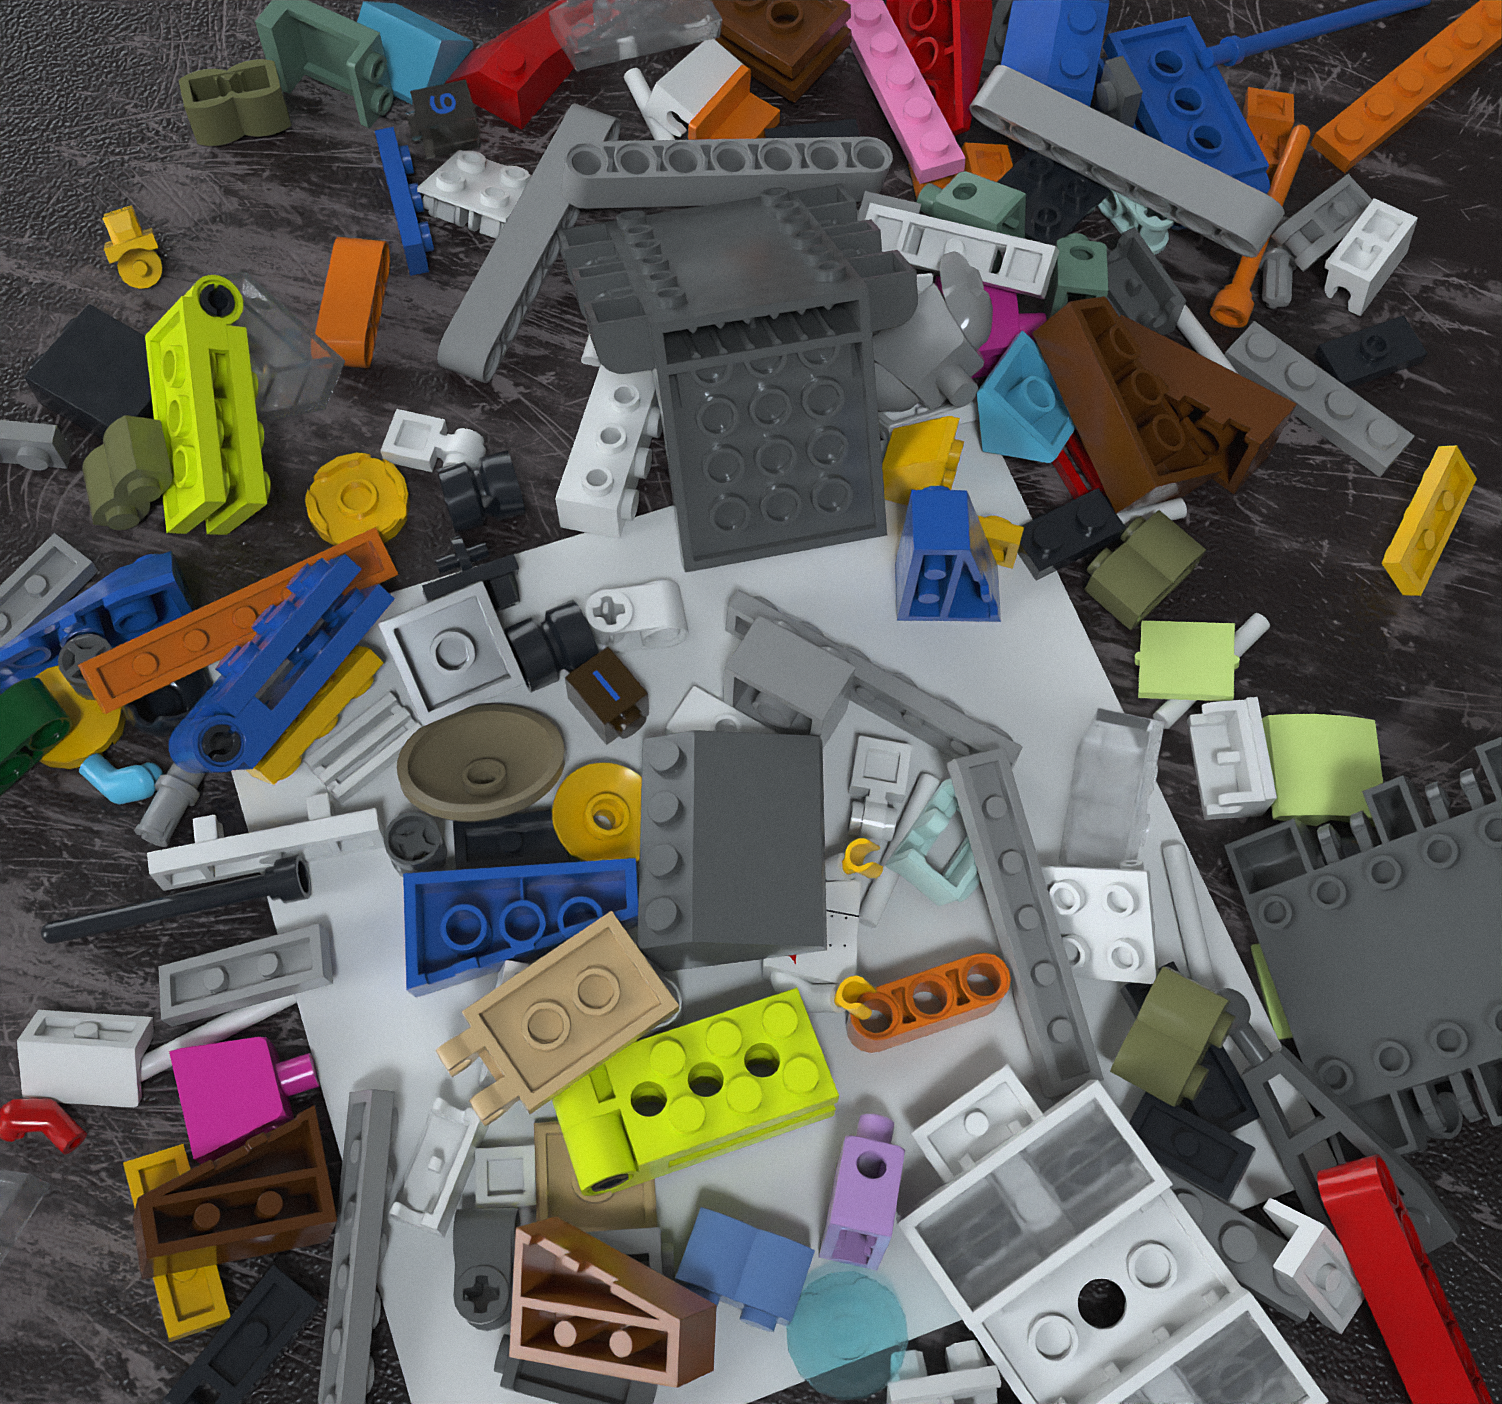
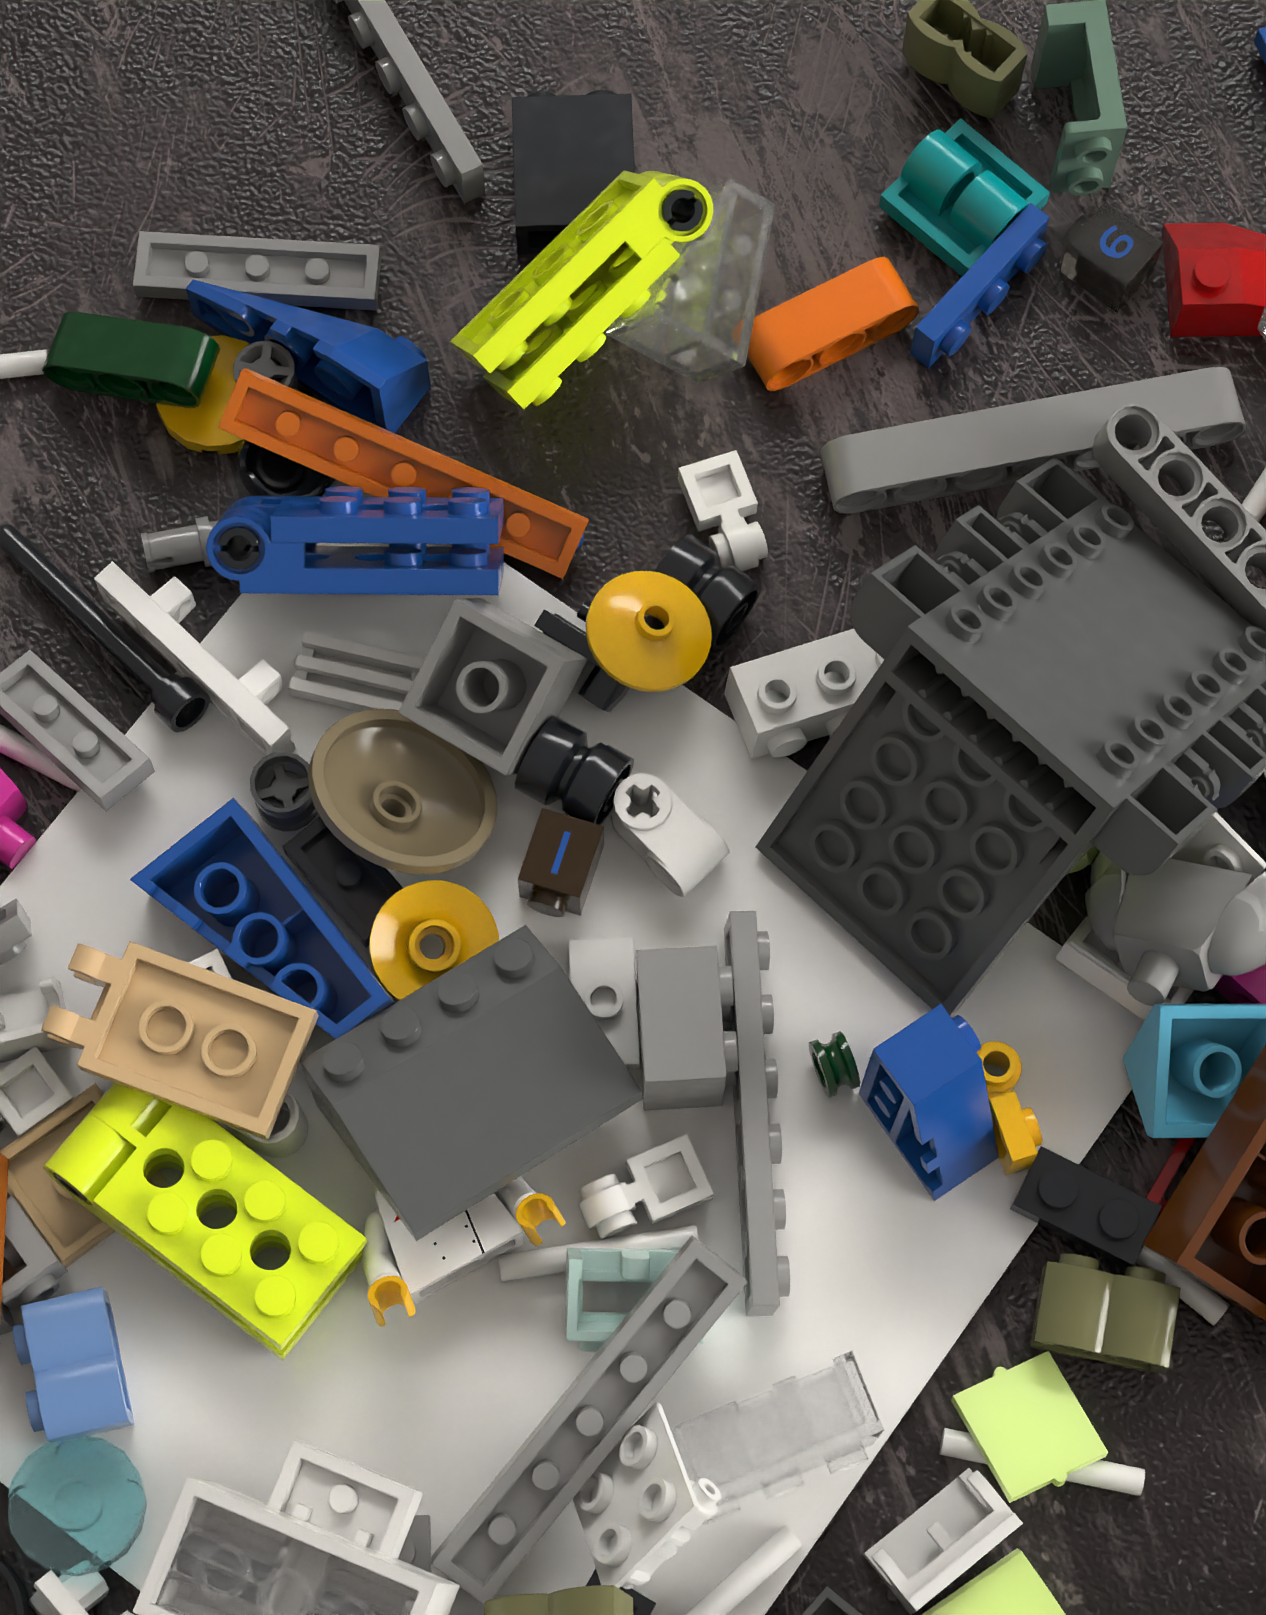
camera: 60 degrees right, 5 degrees up
(121, 784) = (179, 488): medium azure arm -> none
(127, 472) = (478, 262): olive brick -> none
(132, 248) = (729, 80): yellow hips -> none
(319, 716) = (355, 612): yellow plate -> none
(332, 173) = (959, 194): none -> teal plate
(355, 496) = (620, 484): yellow tile -> none
(415, 48) = (1174, 160): medium azure slope -> none
(474, 191) = (1052, 343): white hinge -> none
(490, 530) = (635, 652): none -> yellow dish
(864, 1195) = (184, 1442): lavender torso -> none
(872, 616) = (834, 1064): none -> dark green bush
(921, 458) = (1039, 1000): yellow slope -> none
(951, 988) = (468, 1407): orange beam -> none

